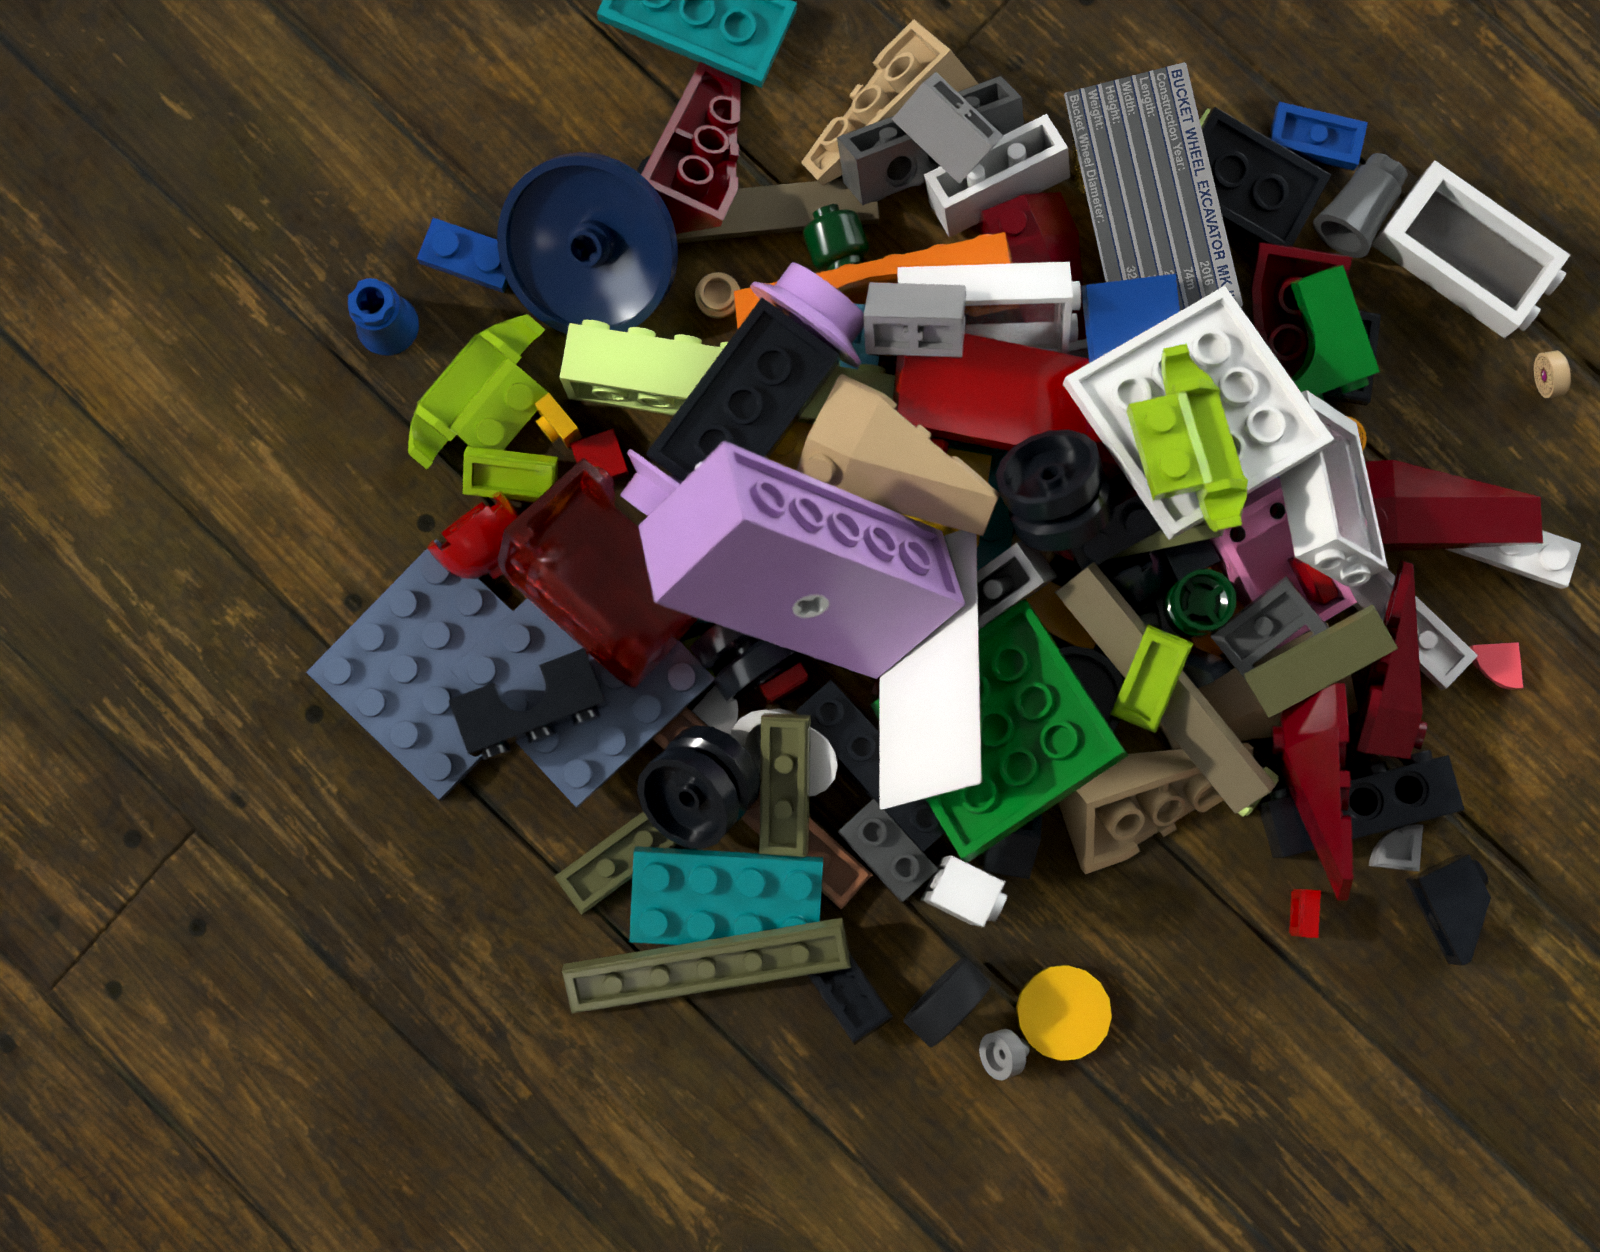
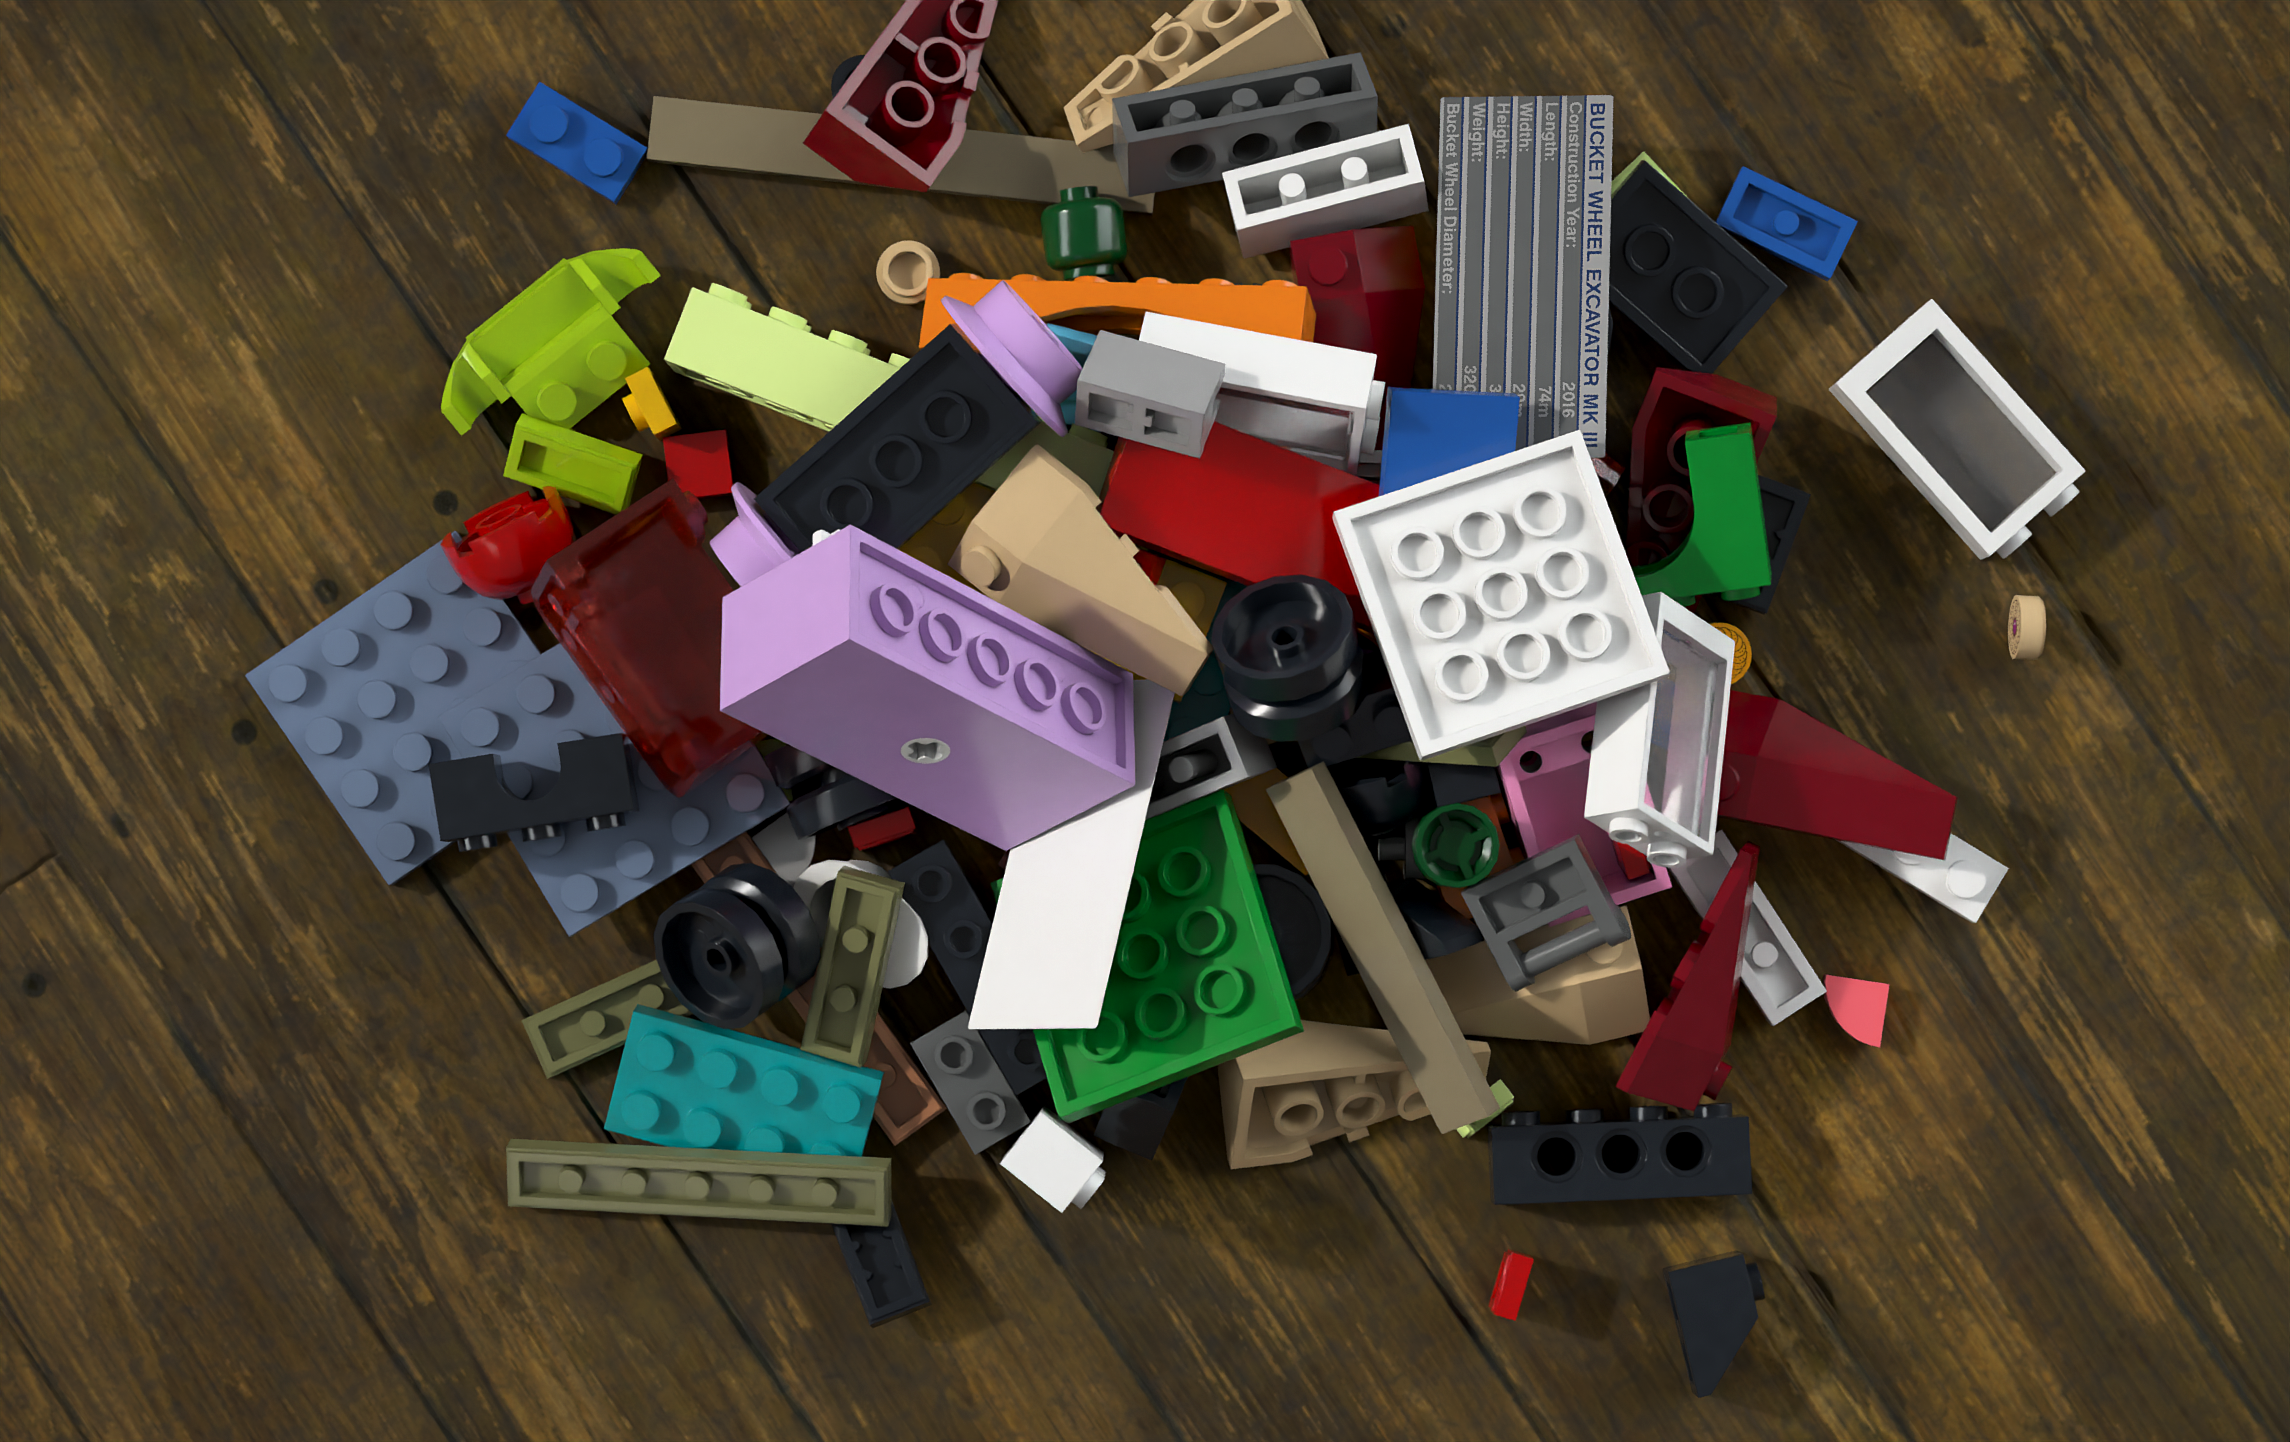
camera: 15 degrees right, 5 degrees up
(391, 327) = (457, 228): blue plant -> none
(587, 242) = (740, 176): dark blue dish -> none
(947, 127) = (1262, 123): light grey hinge -> none
(947, 1002) = (1005, 1298): black tyre -> none
(1003, 1054) = (1067, 1382): light grey tile -> none
(1063, 1012) = (1161, 1345): yellow tile -> none
(1151, 678) = (1363, 934): lime tile -> none
(1189, 442) = (1472, 640): lime plate -> none
(1311, 753) = (1561, 1089): dark red wedge -> none
(1320, 661) = (1594, 958): olive tile -> none
(1361, 206) = (1821, 337): dark grey plant -> none
(1399, 849) = (1661, 1226): light grey tile -> none

